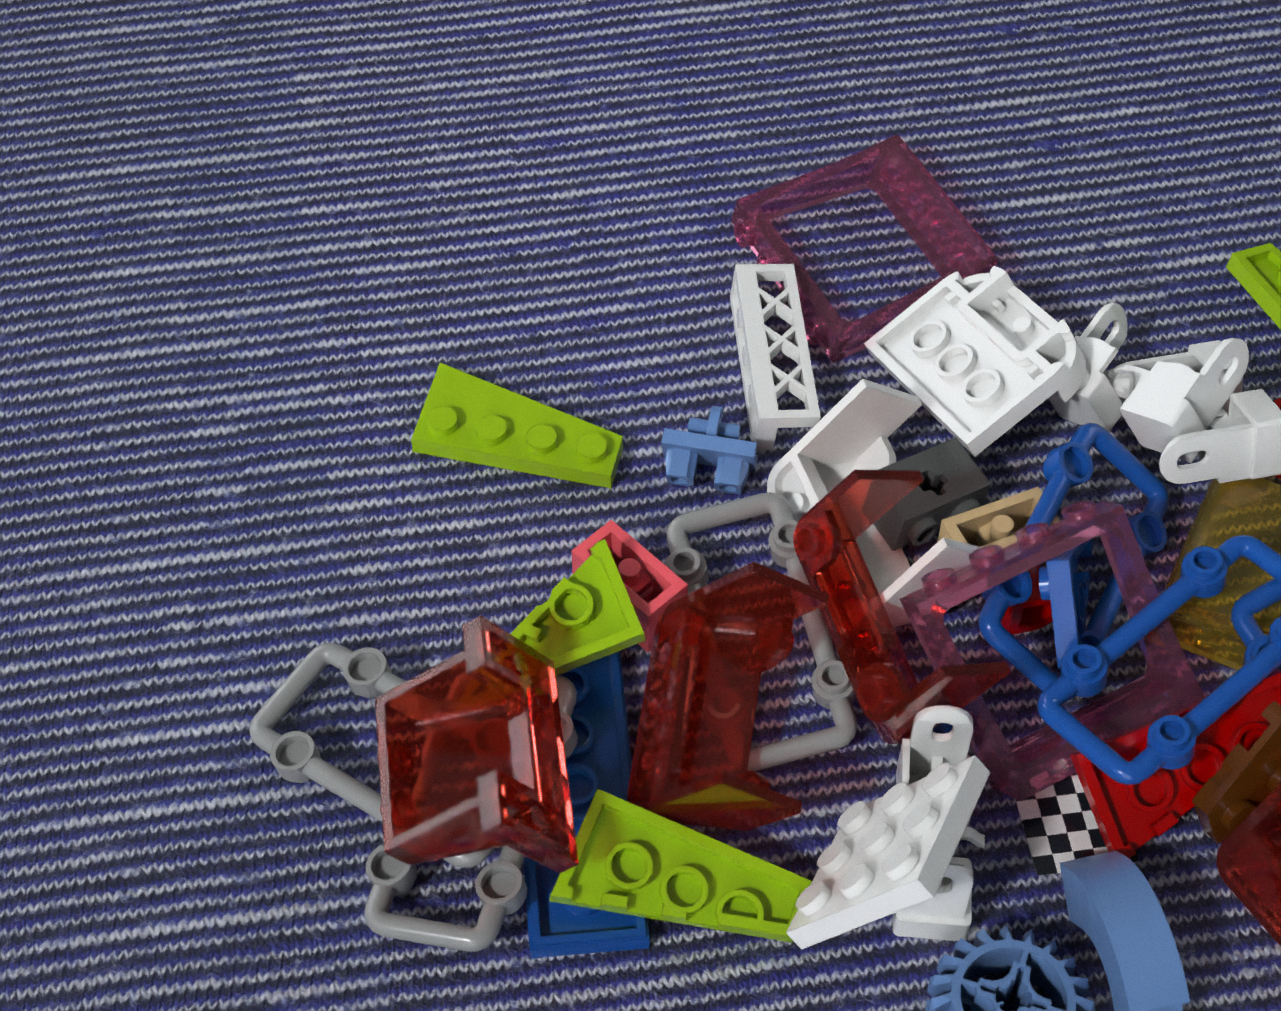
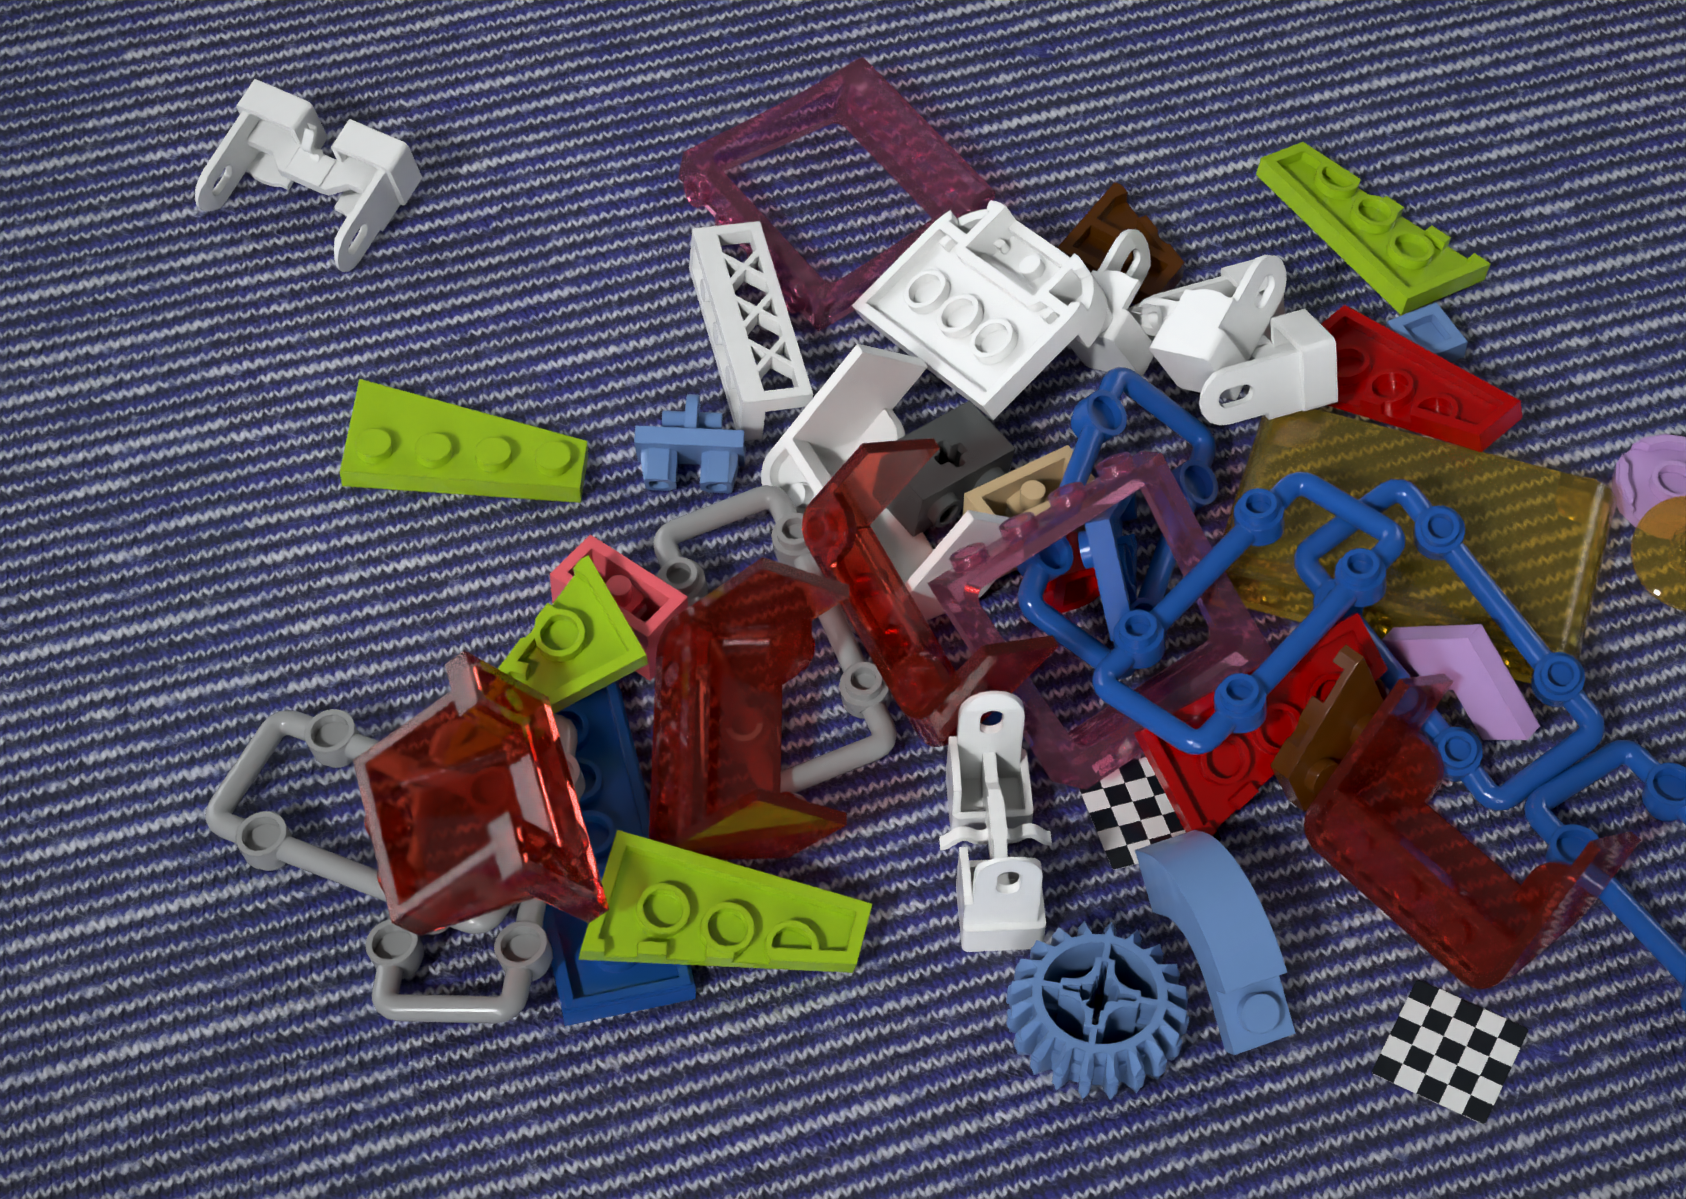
camera: 10 degrees left, 0 degrees up
(405, 161) = (281, 144): none -> white piece
(888, 852) = (947, 855): white plate -> none
(1085, 301) = (1101, 227): none -> reddish brown wing

